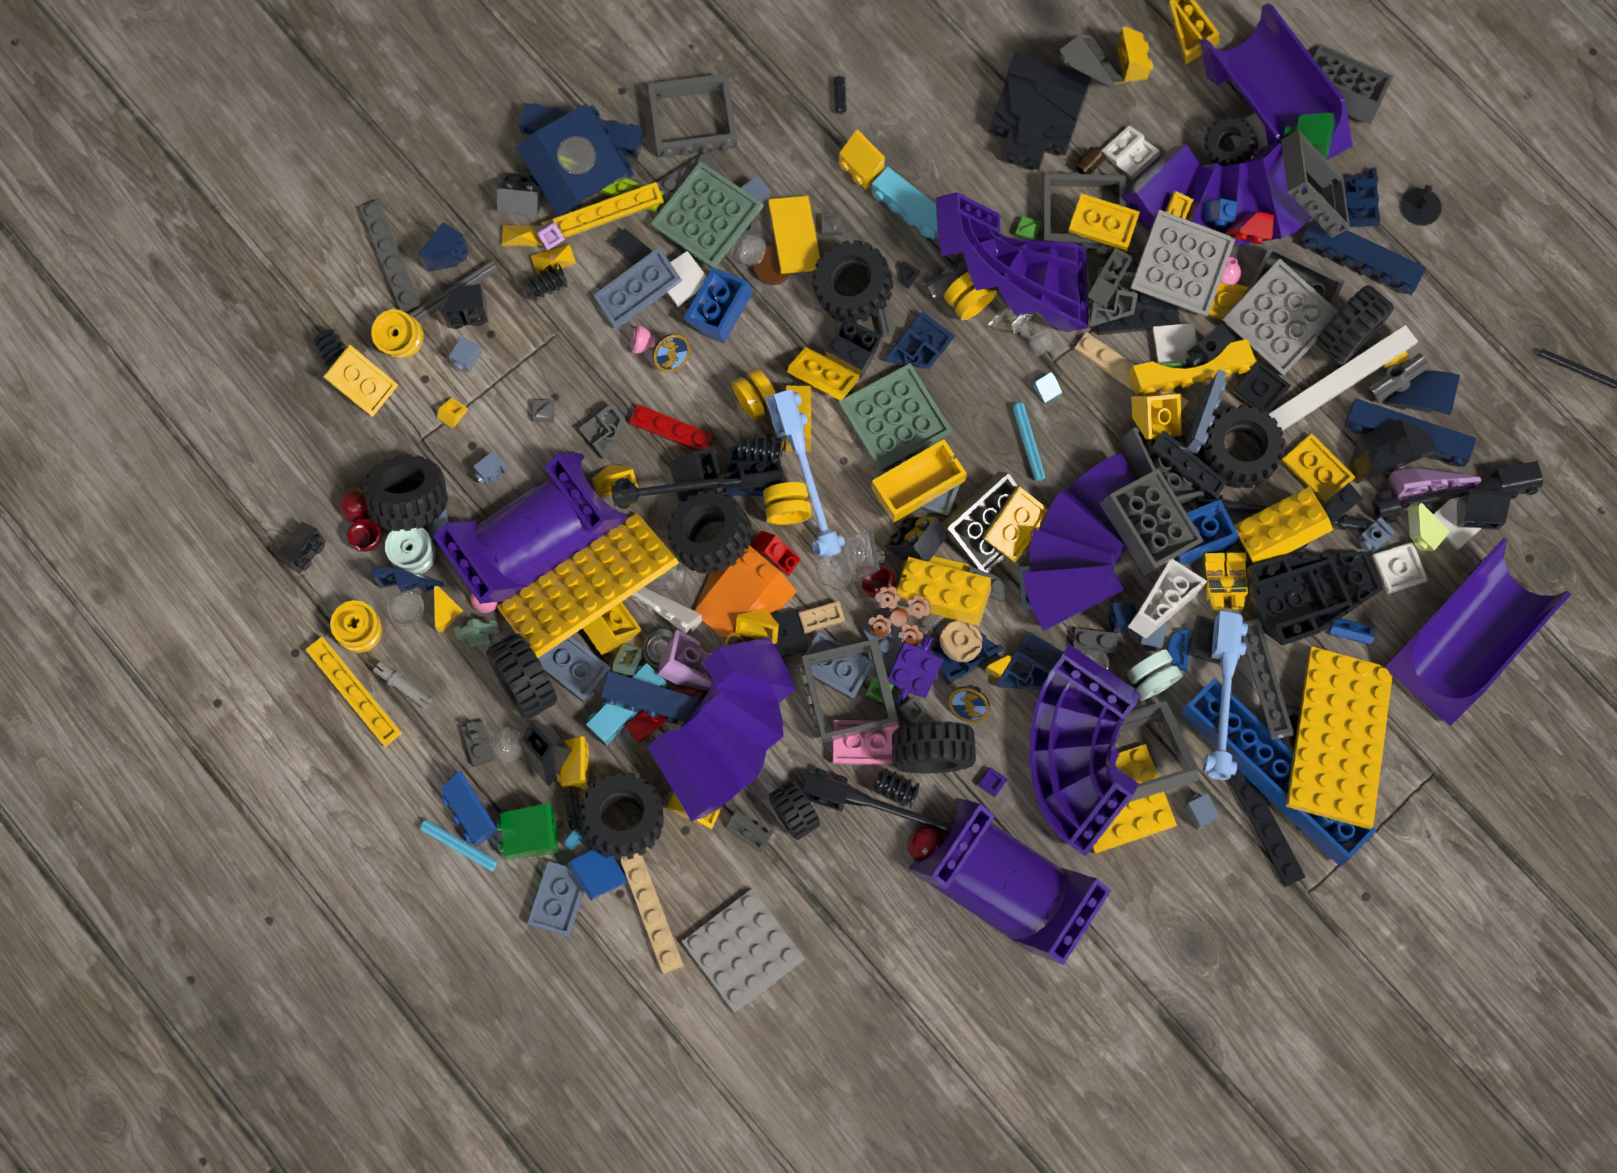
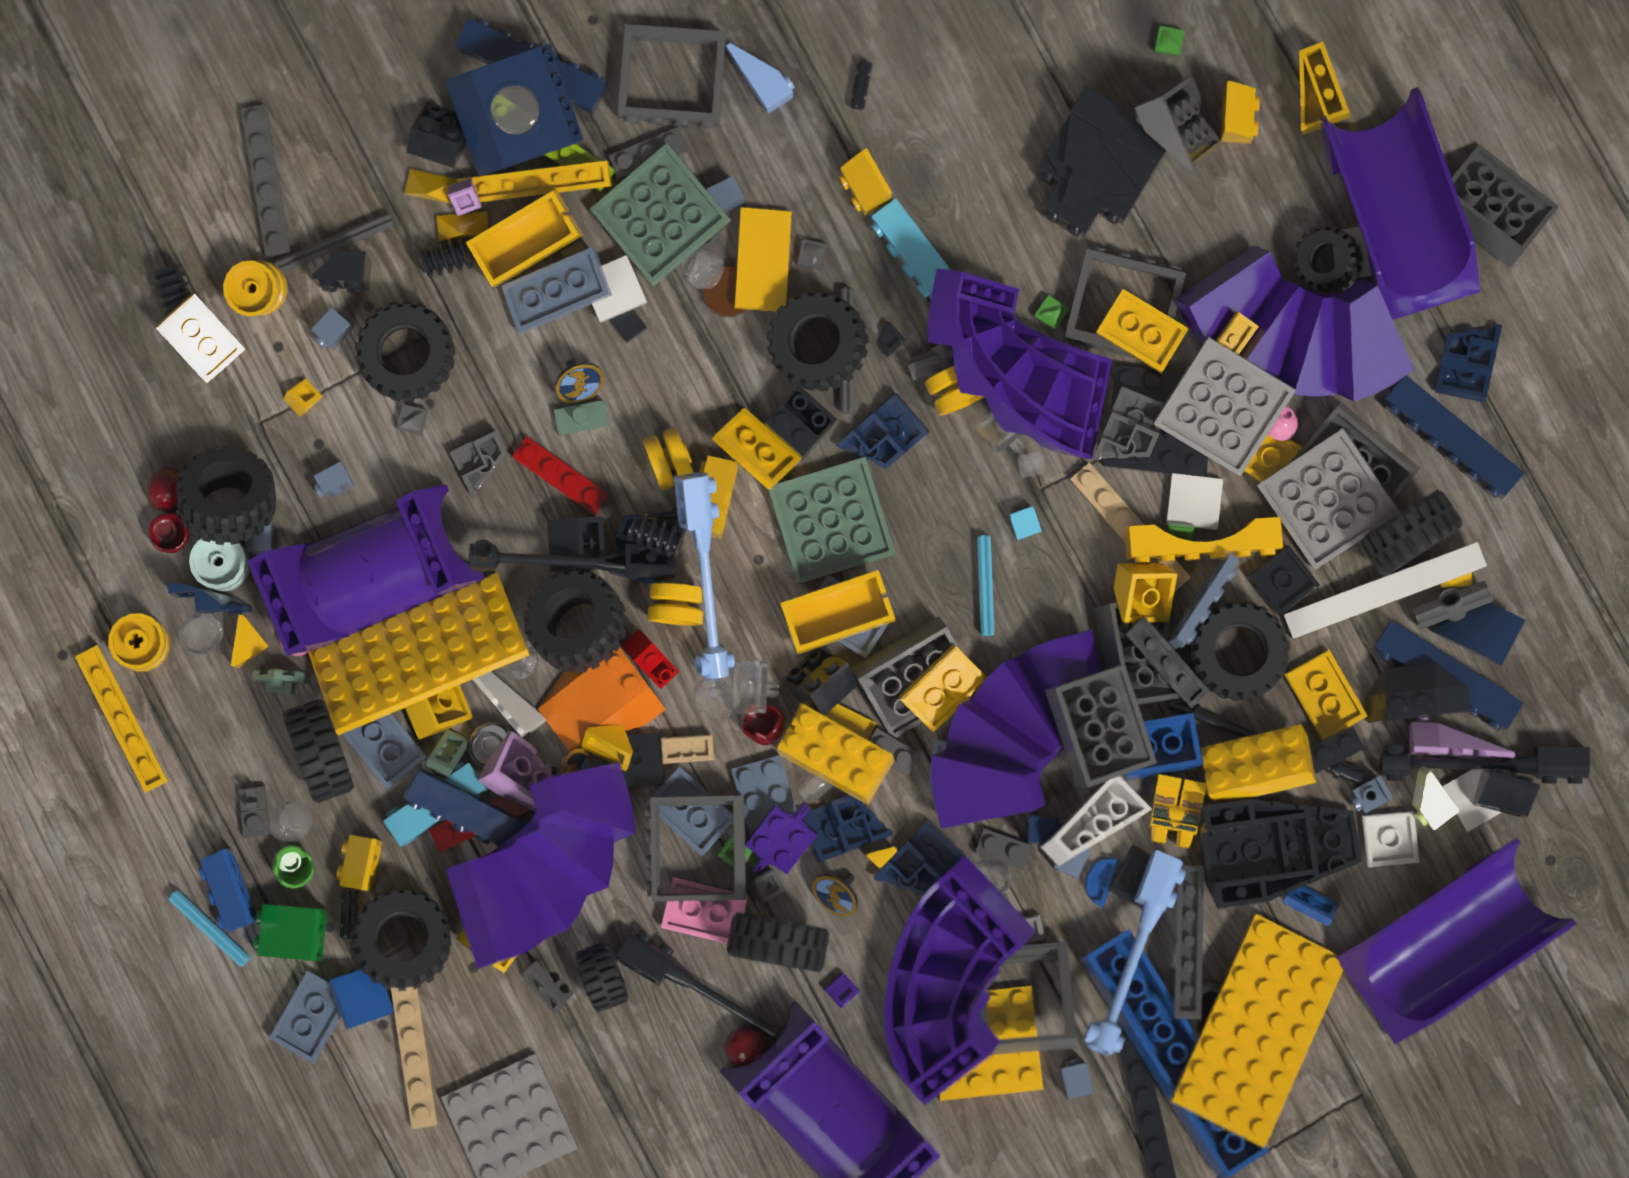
camera: 20 degrees right, 10 degrees up
(301, 547) = (92, 531): black slope -> none
(396, 680) = (180, 723): light grey pin -> none
(444, 249) = (332, 190): dark blue slope -> none
(518, 334) = (387, 322): none -> black tyre
(519, 777) = (293, 866): none -> bright green hair
(544, 751) = (329, 842): black slope -> none
(574, 839) = (342, 951): dark azure tile -> none
(604, 253) = (524, 238): none -> yellow piece
(608, 477) = (478, 524): yellow slope -> none
(641, 339) = (547, 356): bright pink brick -> none
(678, 382) = (581, 417): none -> sand green tile
(718, 304) = (649, 333): blue slope -> none
(763, 104) = (764, 80): none -> light blue slope
(896, 787) = (727, 973): black piece -> none
(899, 616) = (775, 774): plant -> none
(961, 641) = (842, 818): tan tile -> none
(1067, 18) = (1169, 41): none -> bright green tile
(1090, 160) = (1149, 241): dark brown brick -> none
(1110, 277) = (1131, 405): dark grey slope -> none
(1130, 152) = (1203, 239): white slope -> none
(1154, 674) = (1060, 909): light aqua wheel -> none
(1209, 346) = (1229, 518): black torso -> none
(1220, 212) = (1286, 351): blue brick -> none
(1253, 226) = (1320, 378): red slope -> none
(1302, 156) = (1400, 294): dark grey window -> none
(1317, 129) = (1427, 275): green torso -> none
(1421, 206) = (1545, 387): black shield -> none

